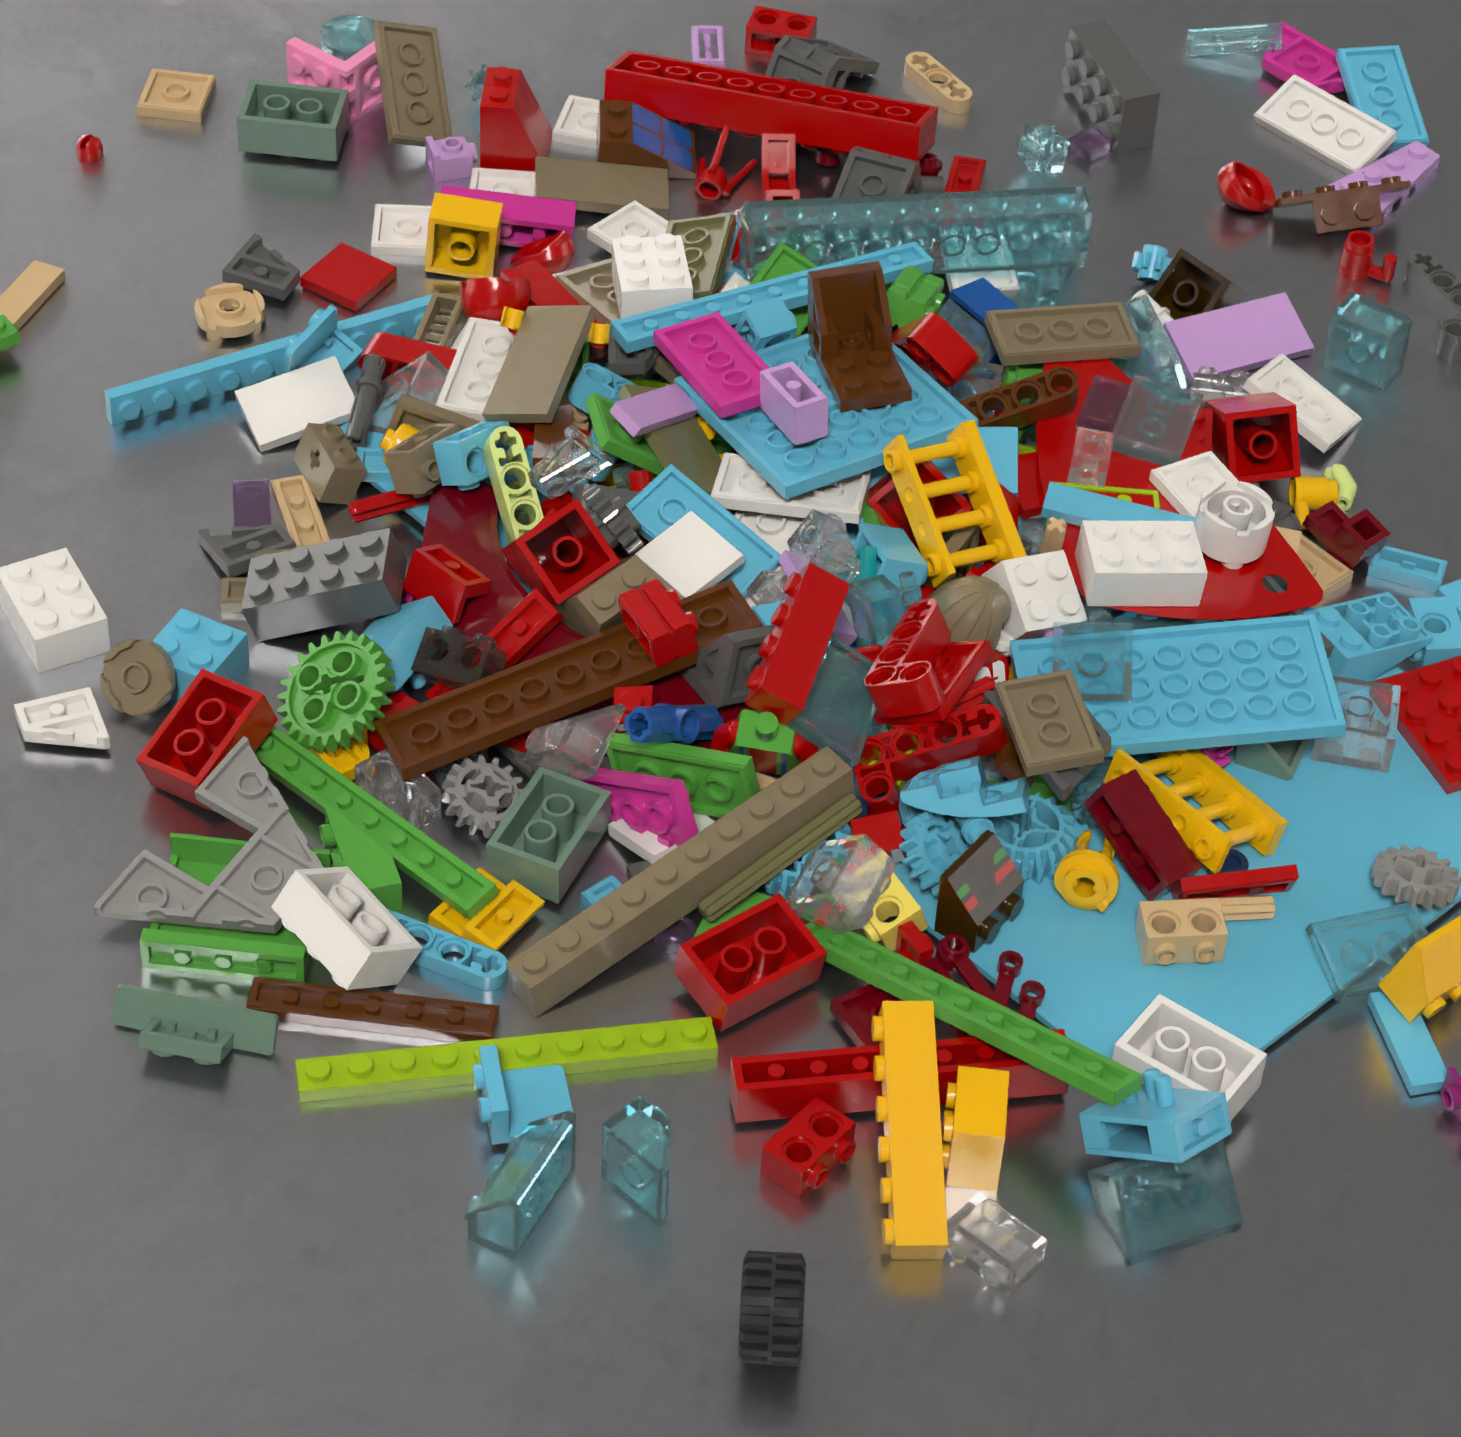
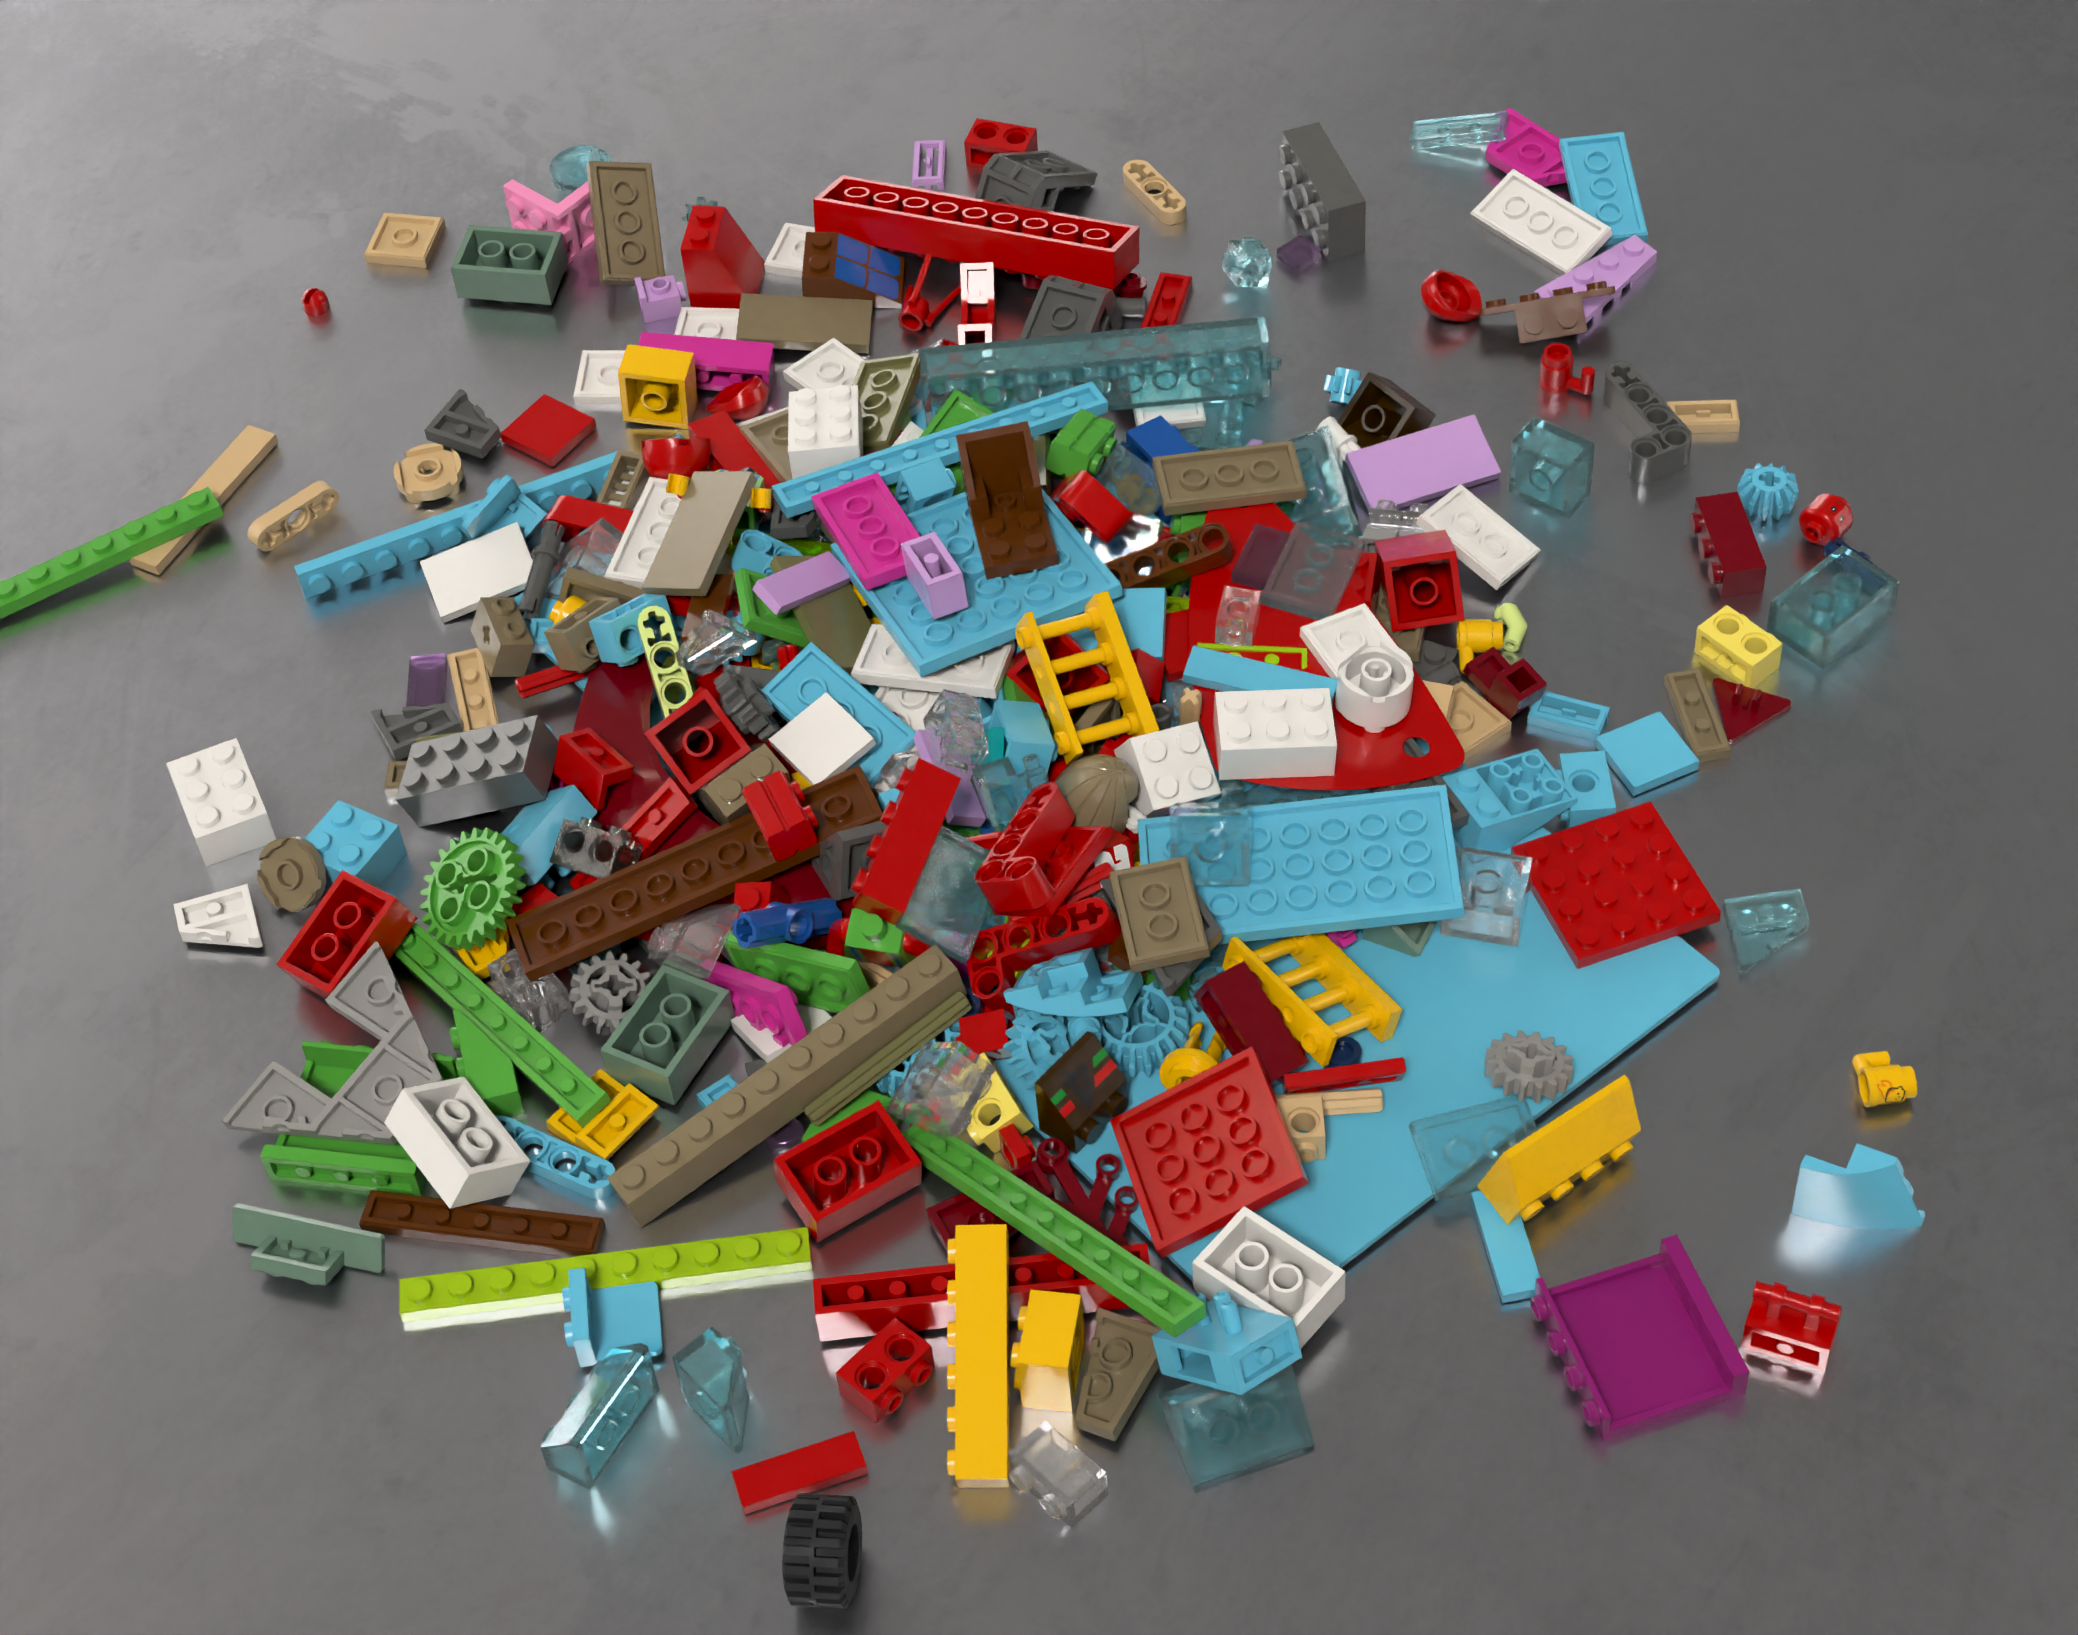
camera: 10 degrees right, 5 degrees up
(73, 355) = (313, 504): none -> tan beam
(728, 1242) = (799, 1472): none -> red tile
(1041, 1152) = (1117, 1373): none -> dark tan wing
(1114, 946) = (1208, 1151): none -> red plate

